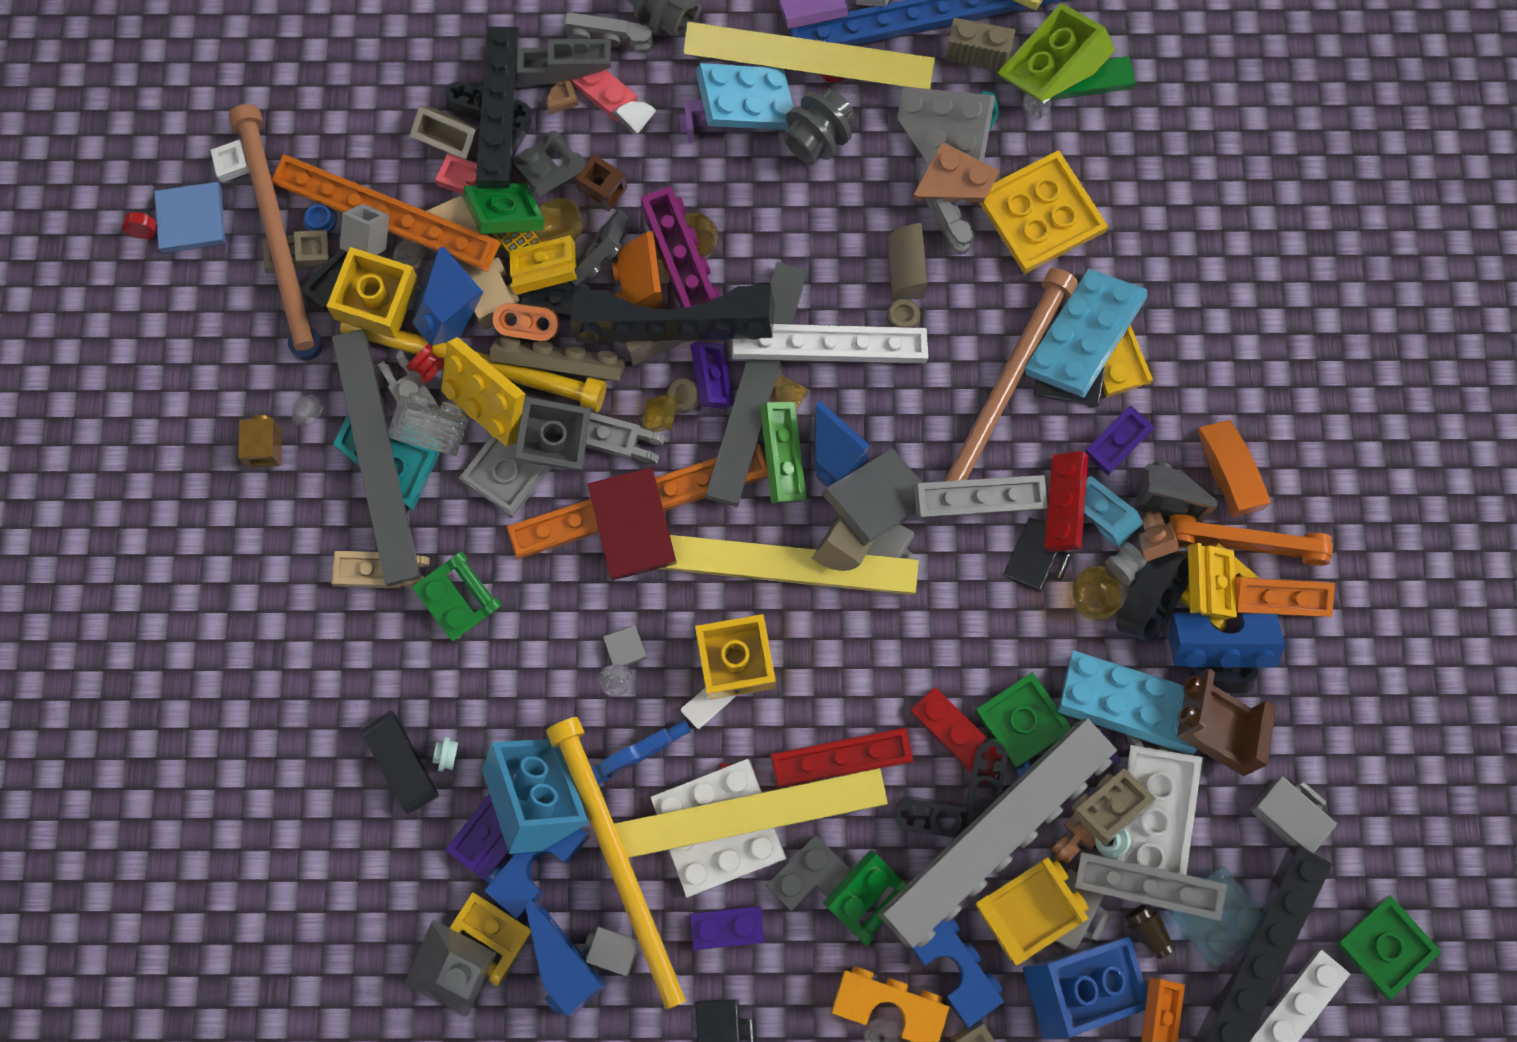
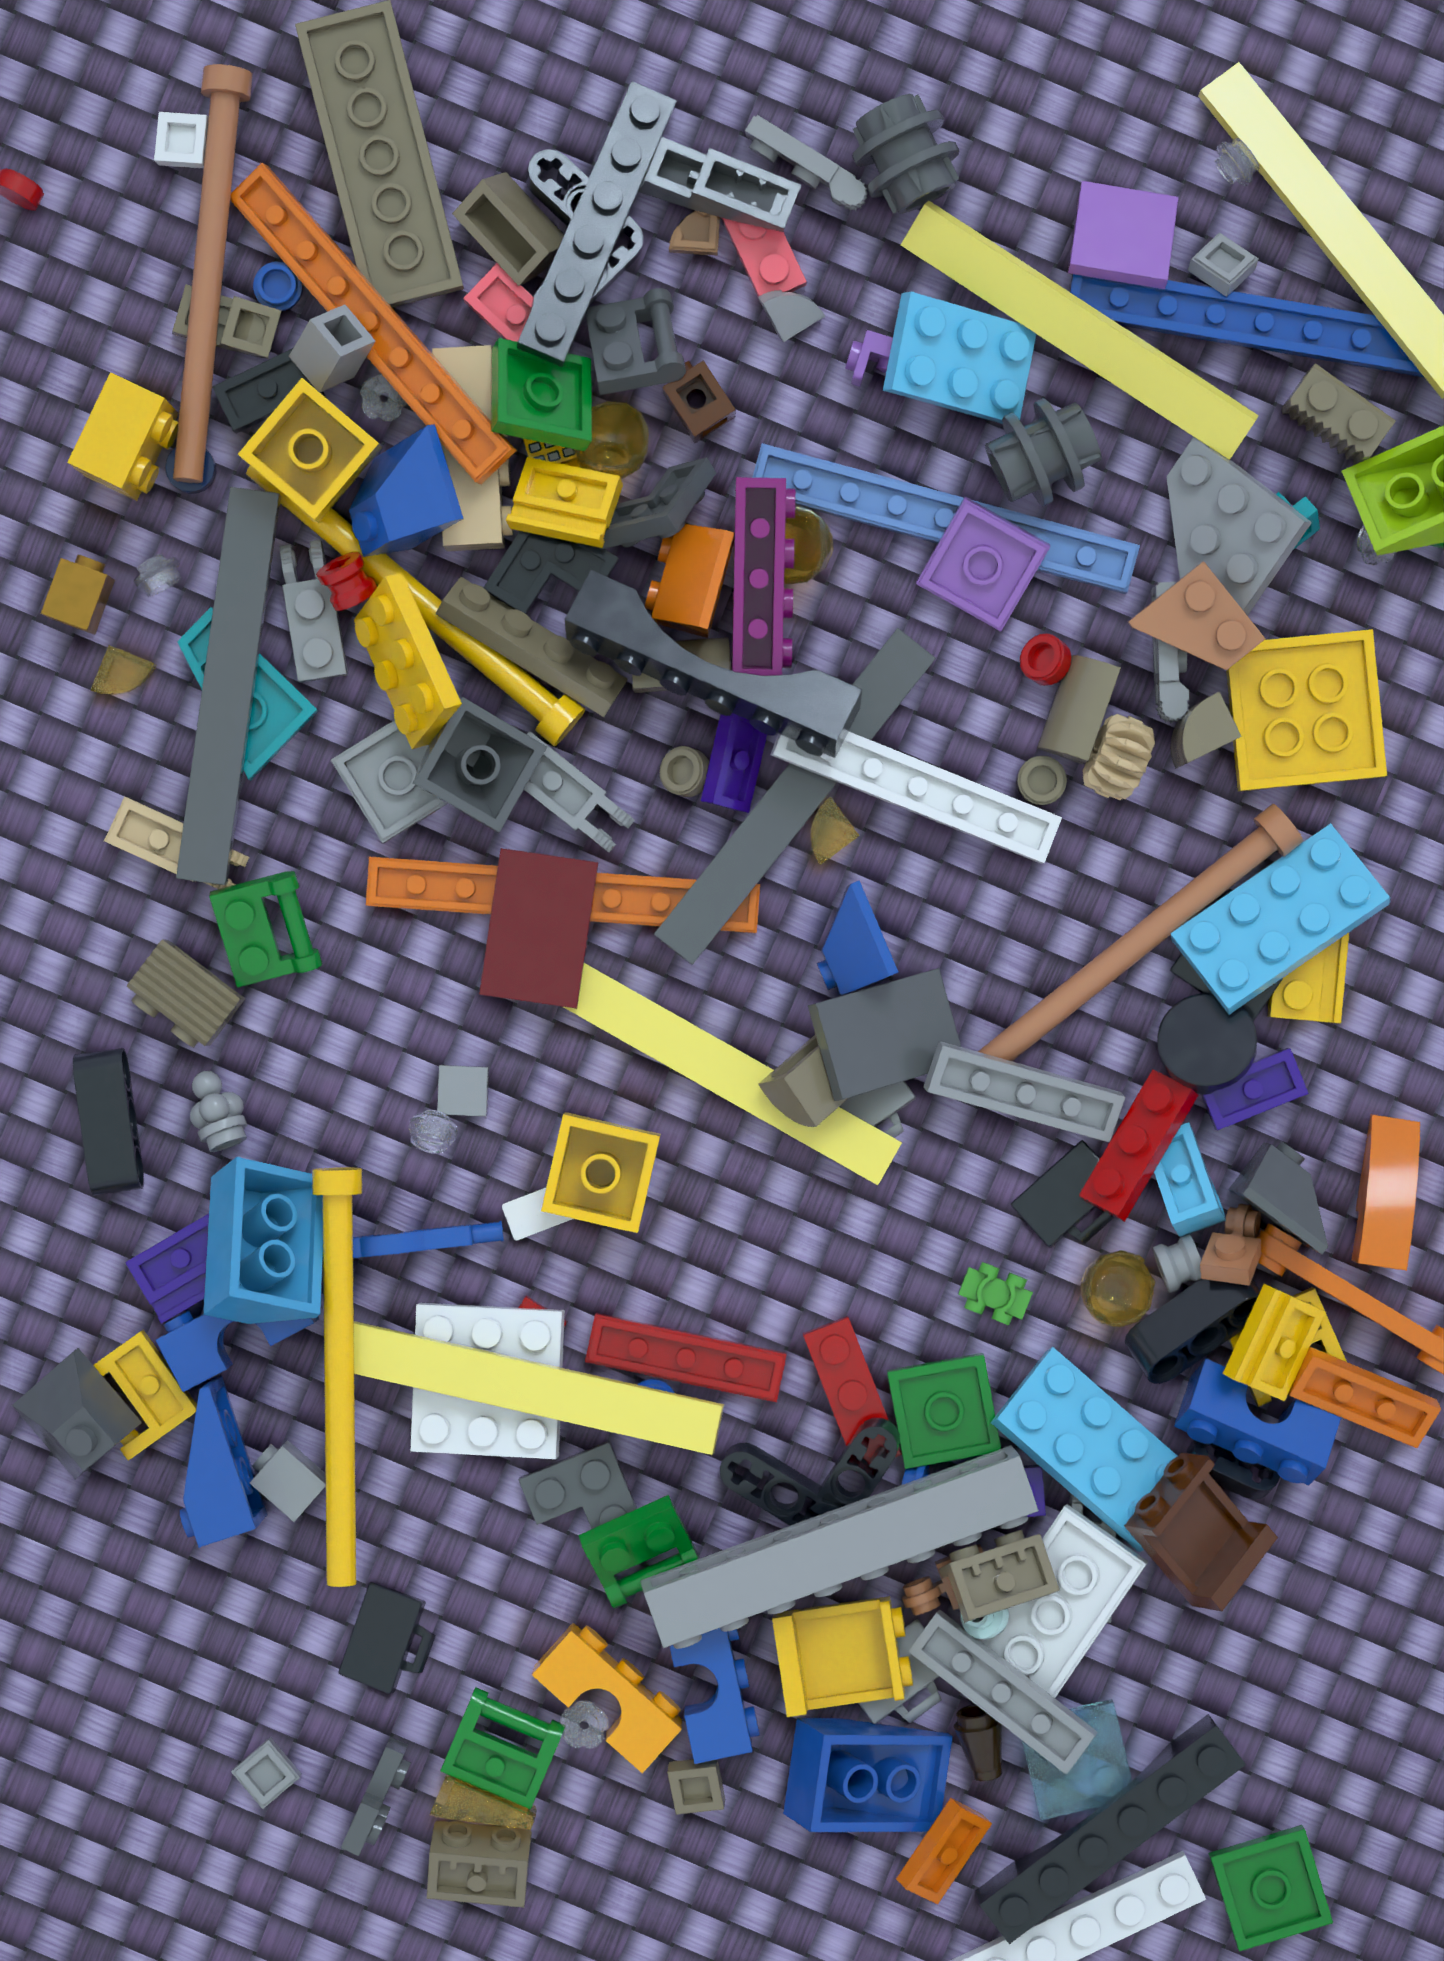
camera: 25 degrees right, 15 degrees up
(190, 217) = (94, 202): medium blue tile -> none
(254, 334) = (125, 437): none -> yellow brick
(305, 480) = (121, 672): none -> clear yellow tile
(353, 123) = (379, 153): none -> dark tan plate
(419, 658) = (185, 994): none -> dark tan brick
(427, 424) = (316, 675): clear brick -> none
(445, 754) = (171, 1136): light aqua plate -> none
(471, 727) = (217, 1114): none -> light grey piece
(527, 321) = (508, 583): orange plate -> none
(659, 413) = (639, 785): clear yellow tile -> none
(727, 928) = (446, 1510): dark purple plate -> none
(783, 452) = (785, 914): bright green plate -> none
(794, 190) = (927, 512): none -> medium blue tile
(811, 205) = (983, 564): none -> medium lavender tile
(873, 244) = (1045, 659): none -> red tile
(944, 277) = (1119, 757): none -> tan gear
(988, 240) = (1202, 730): none -> dark tan brick
(1015, 633) = (985, 1289): none -> bright green piece
(1078, 422) = (1205, 1044): none -> black tile
(1293, 814) = (1234, 1678): light grey piece -> none

